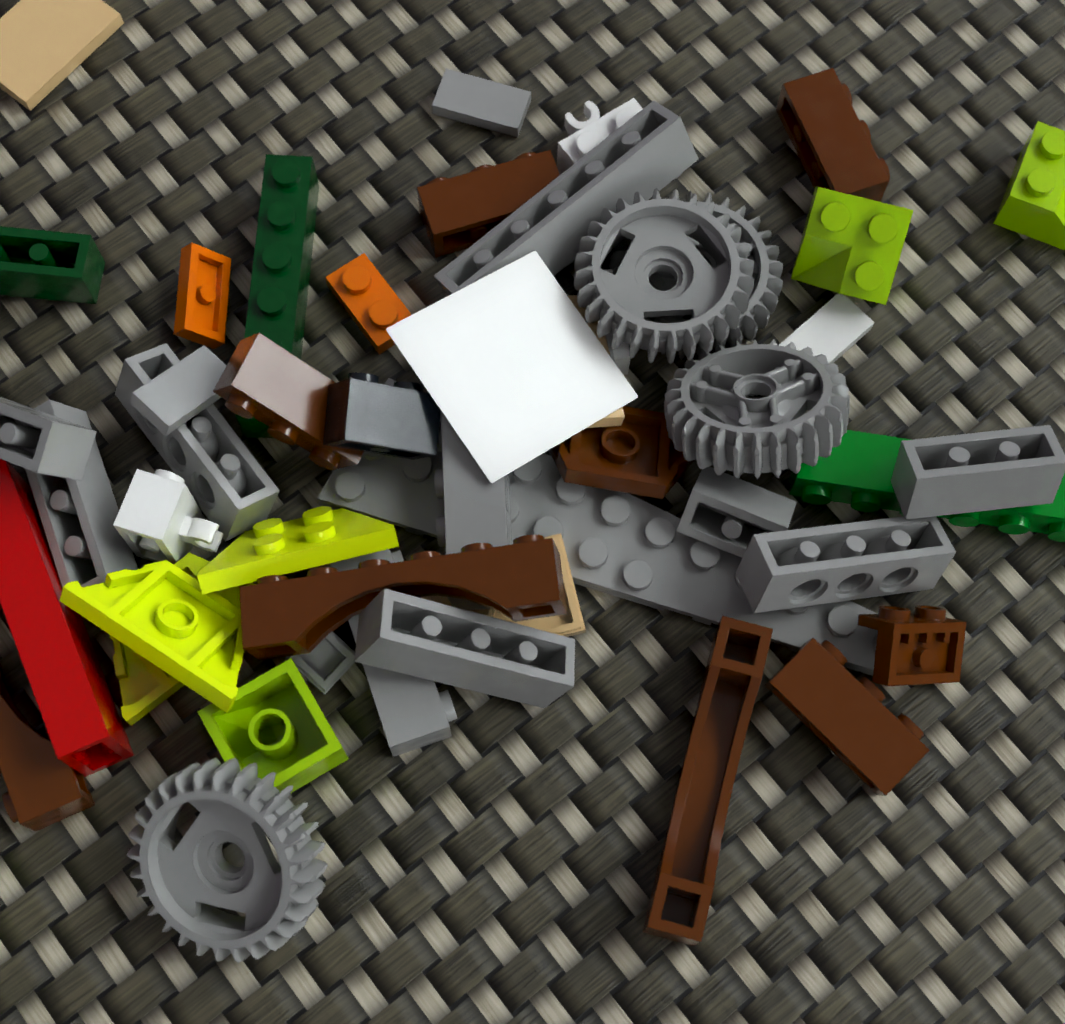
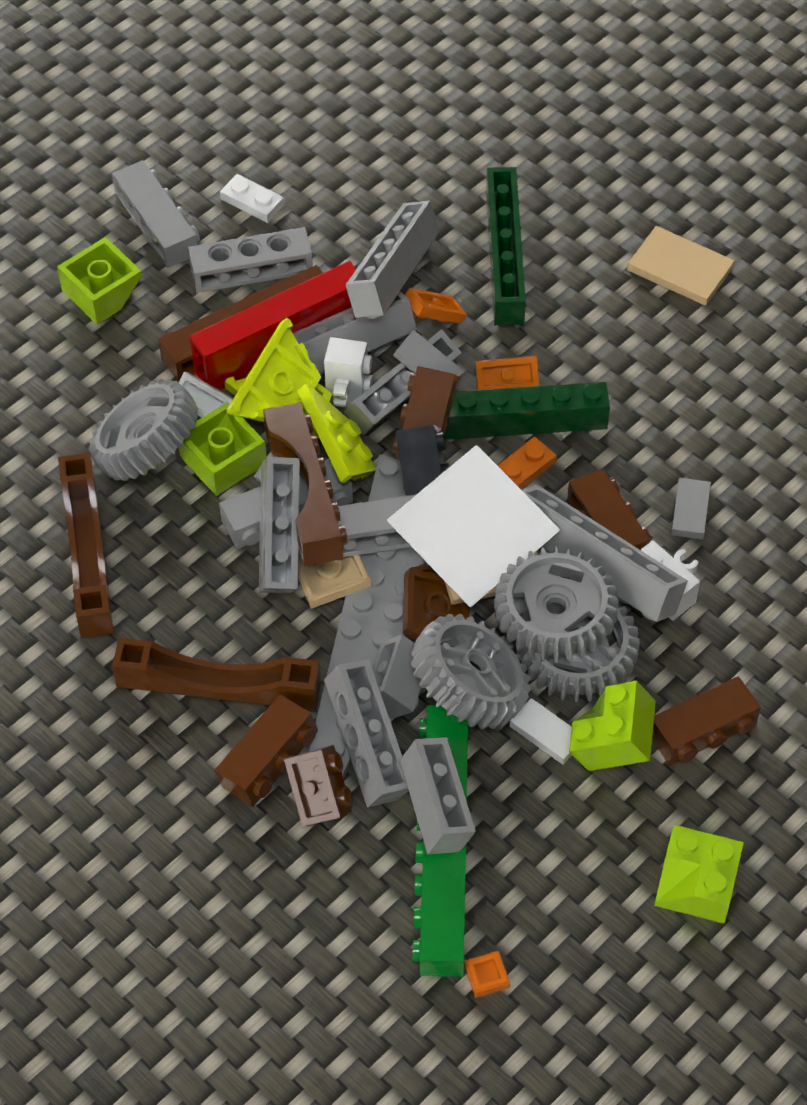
camera: 85 degrees right, 15 degrees down
(52, 374) = (435, 306): none -> orange plate
(155, 756) = (205, 395): none -> white tile
(428, 979) = (86, 546): none -> reddish brown arch

